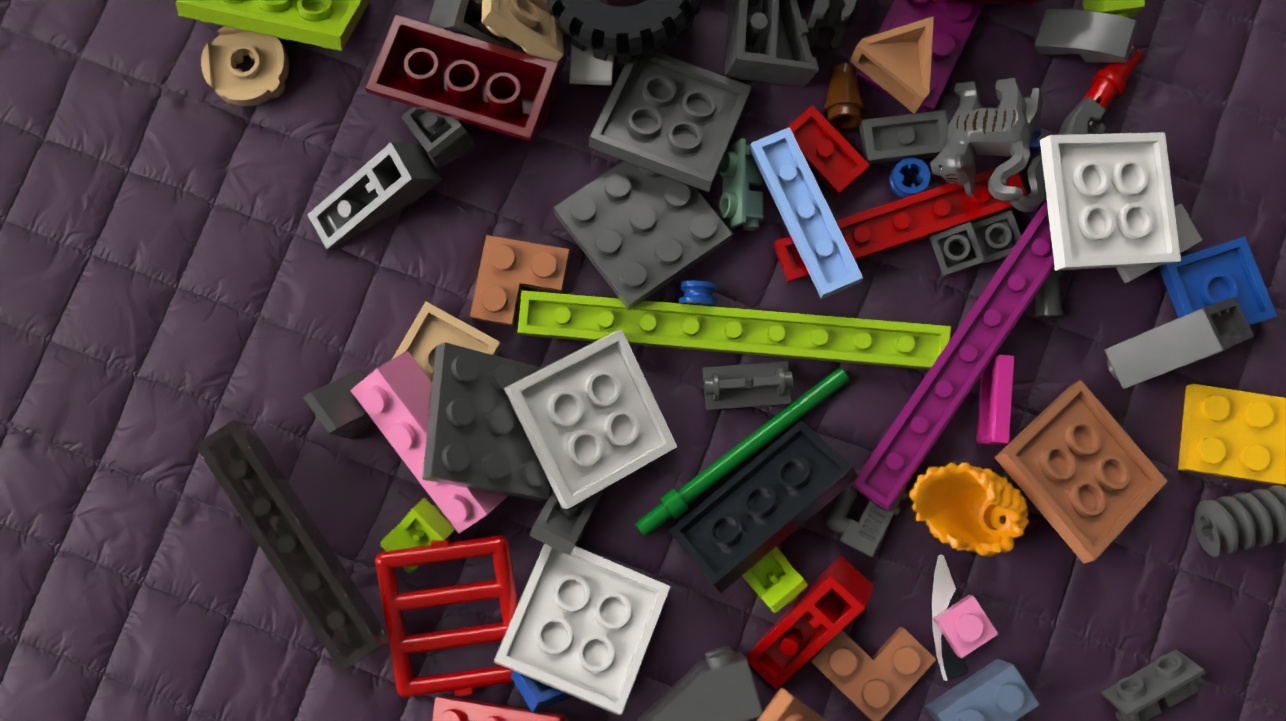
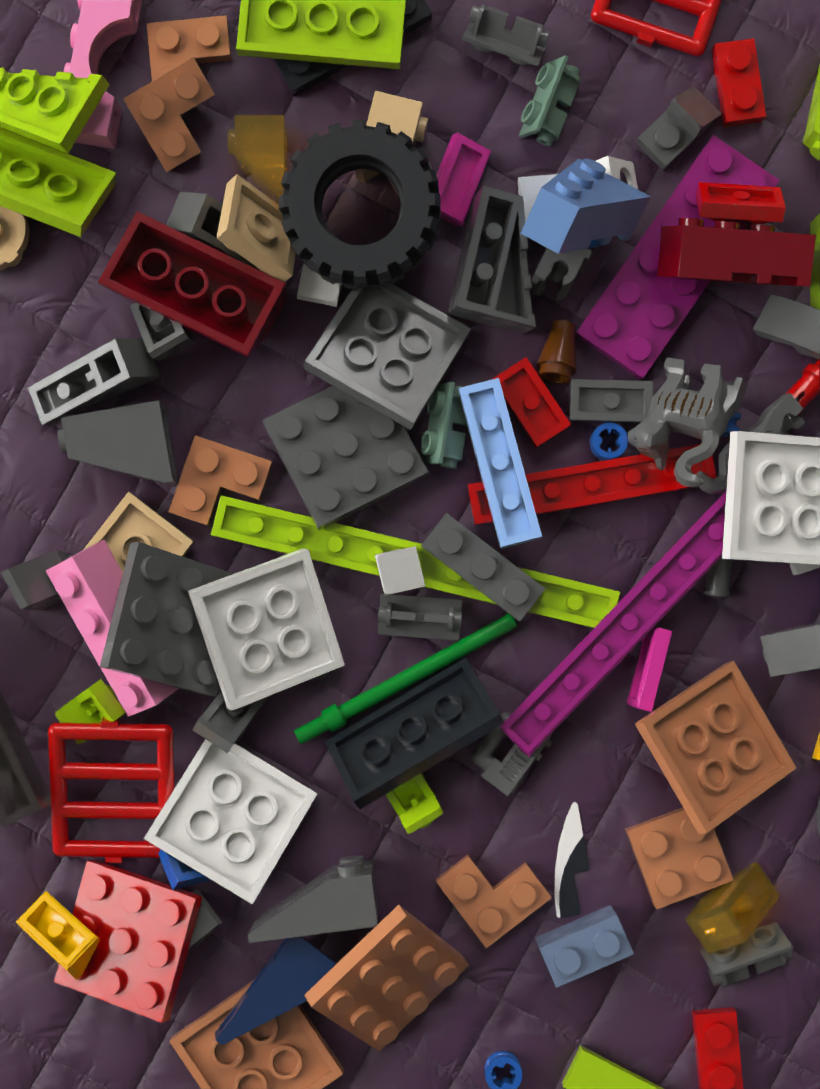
camera: 10 degrees right, 5 degrees up
(412, 252) = (124, 441): none -> dark grey slope
(698, 293) = (387, 524): blue bush -> none
(719, 338) = (400, 570): none -> white slope
(806, 321) = (483, 567): none -> dark grey plate
(810, 622) = (441, 846): red slope -> none
(899, 61) = (613, 332): medium nougat slope -> none
(965, 626) = (584, 871): bright pink plate -> none
(969, 508) = (604, 766): light orange piece -> none
(975, 243) = (659, 514): dark grey slope -> none
(1060, 595) = (676, 858): none -> nougat plate
(1130, 642) = (733, 909): none -> clear yellow slope

